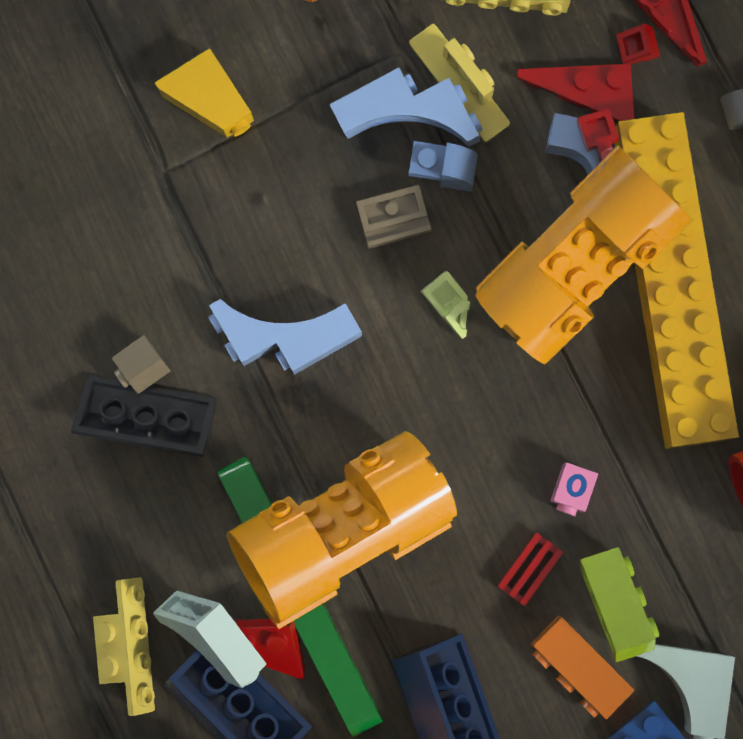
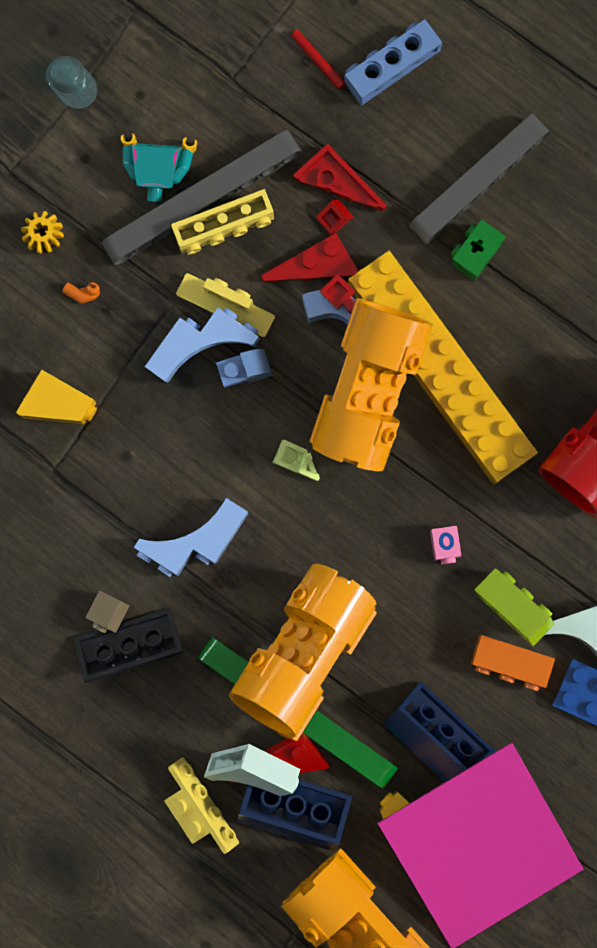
camera: 30 degrees left, 0 degrees up
(393, 216) = (228, 421): dark tan plate -> none
(546, 545) = (447, 592): red tile -> none

